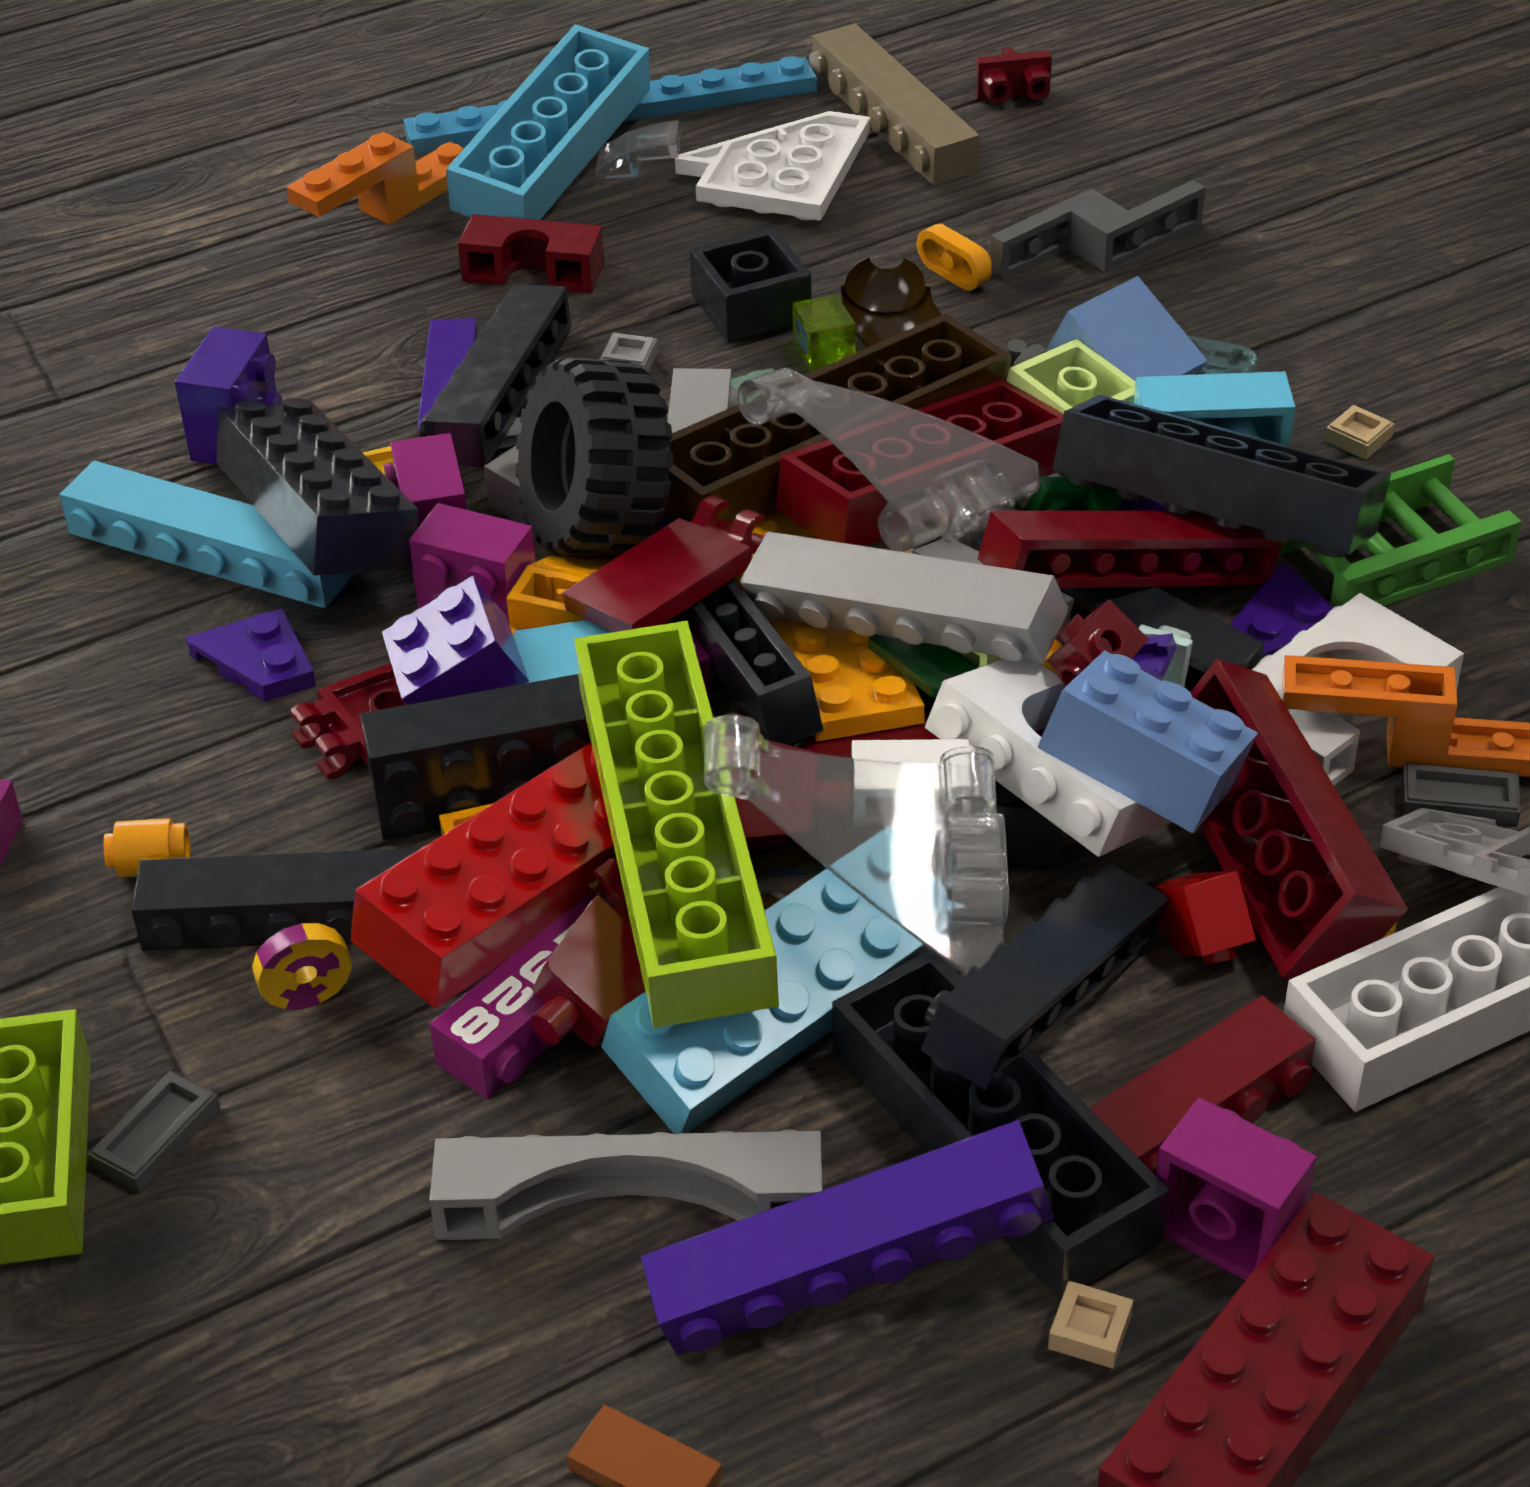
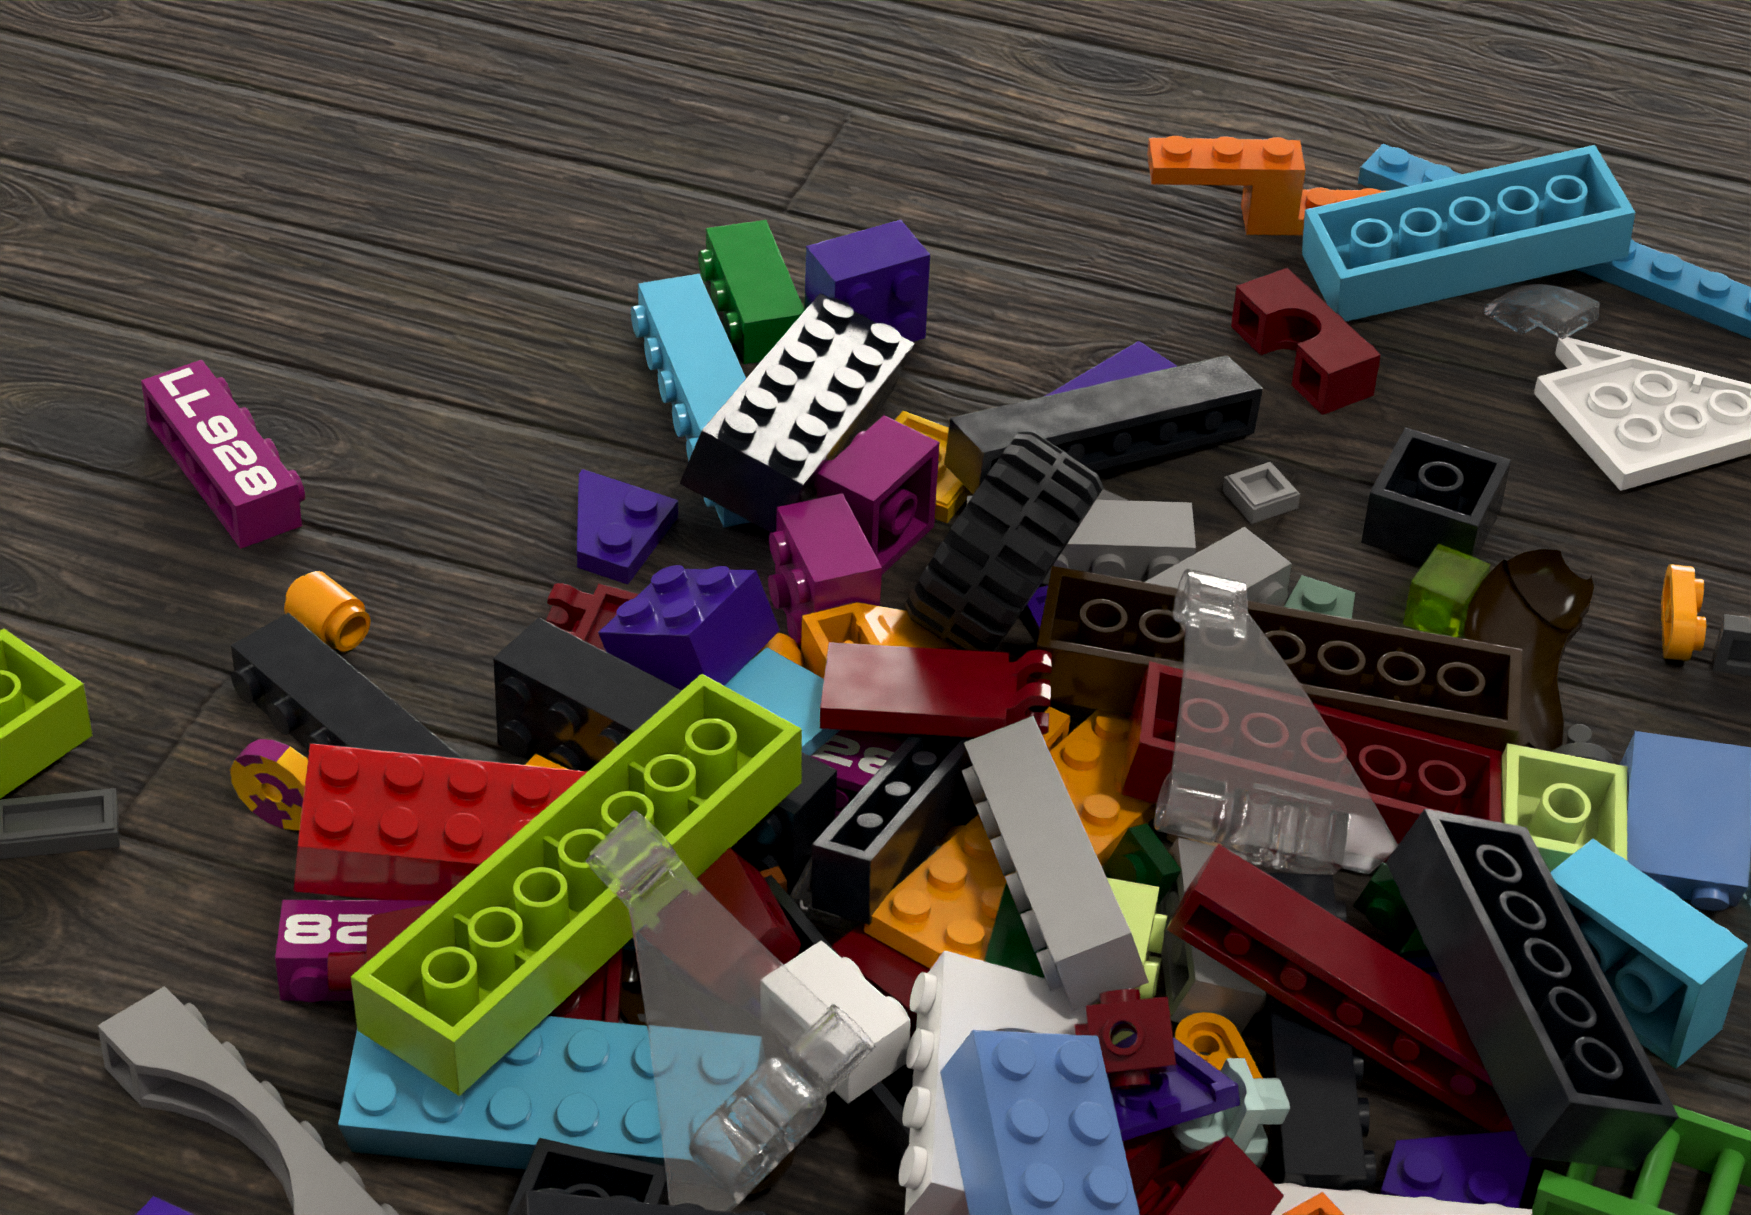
camera: 45 degrees right, 0 degrees up
(133, 444) = (749, 286): none -> green brick

